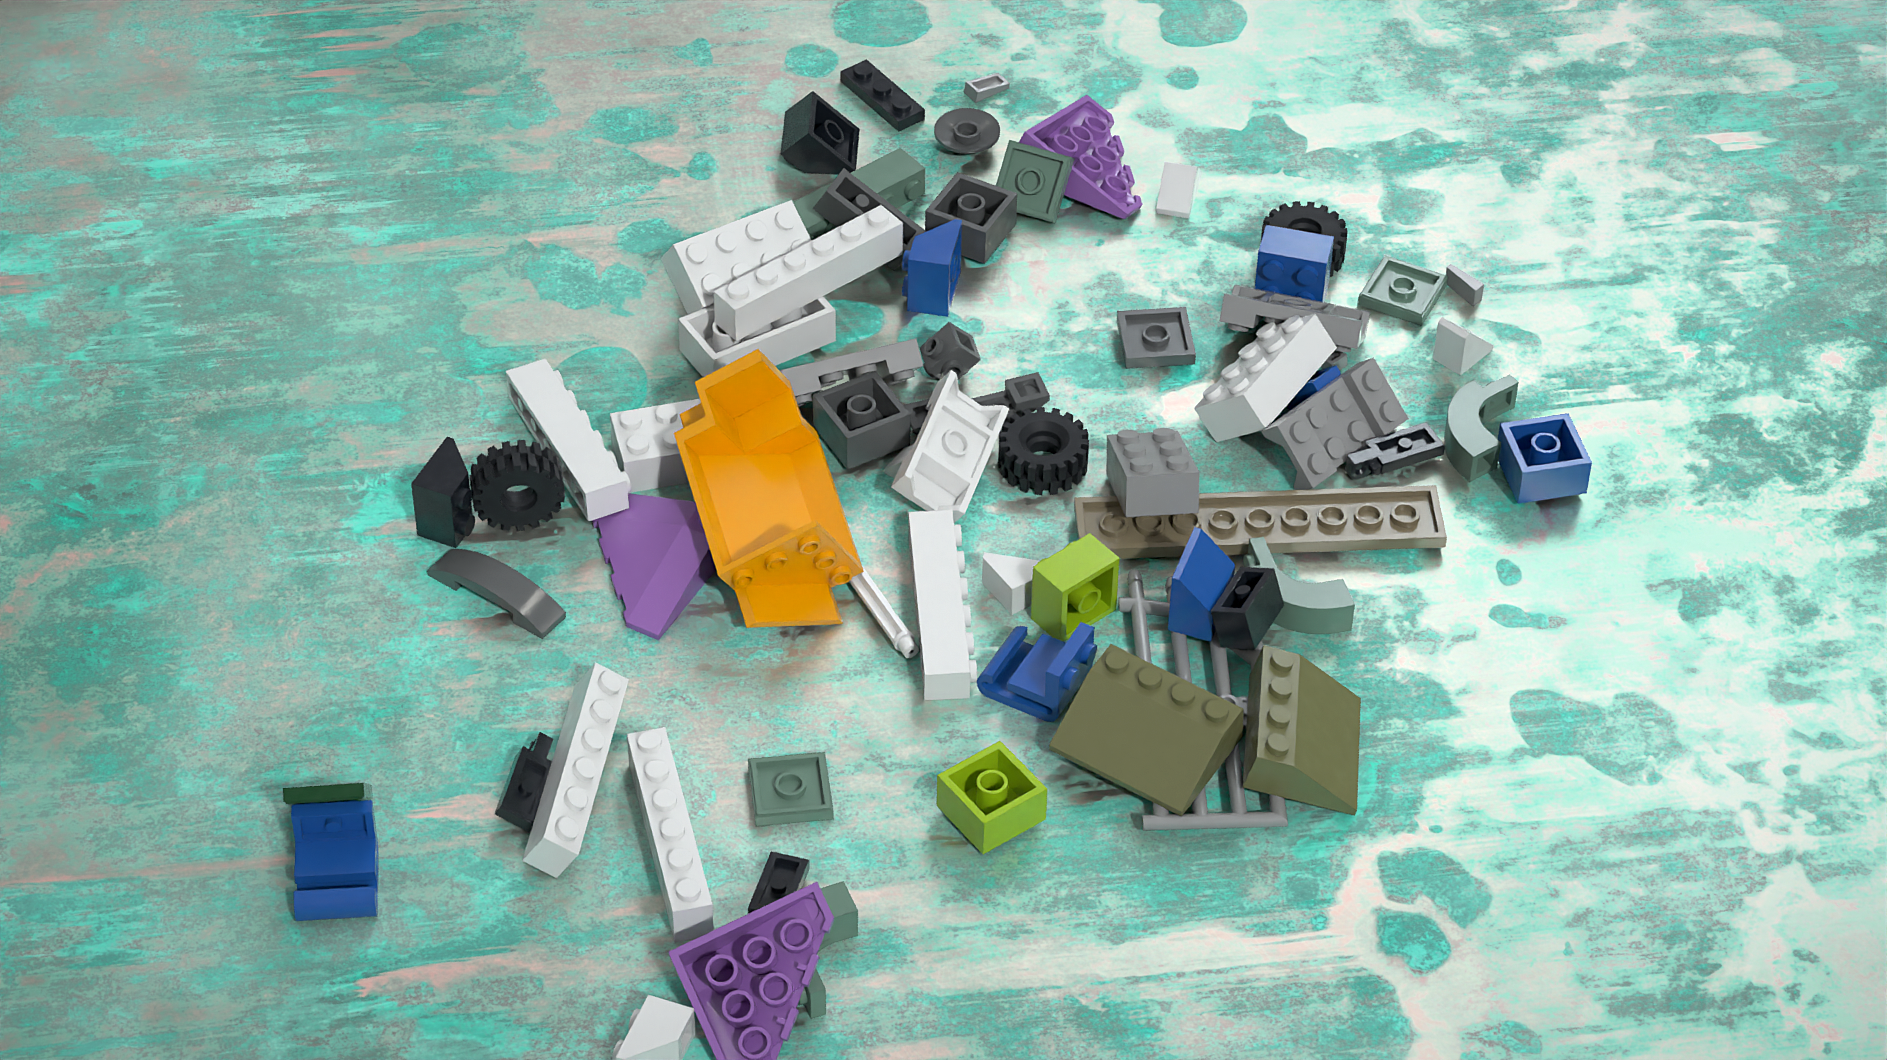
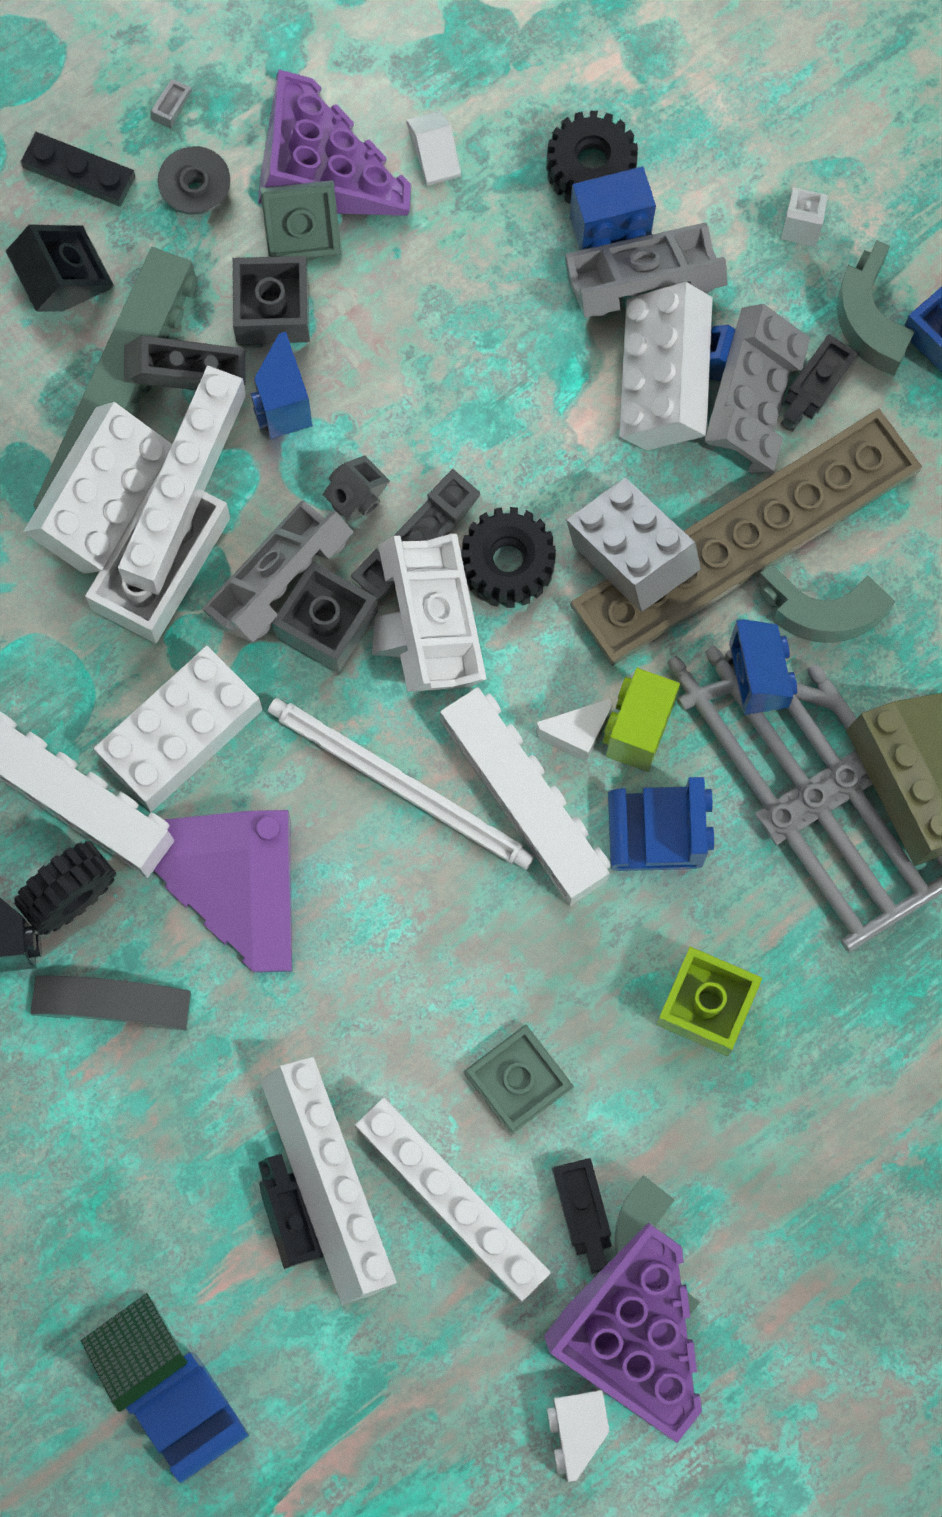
camera: 30 degrees left, 30 degrees up
(766, 496) = (314, 785): light orange panel -> none
(1148, 730) = (805, 857): olive slope -> none
(1156, 337) = (525, 355): dark grey plate -> none
(1247, 608) = (813, 666): black brick -> none
(1402, 290) = (710, 168): sand green tile -> none
(1464, 285) = (763, 134): light grey piece -> none

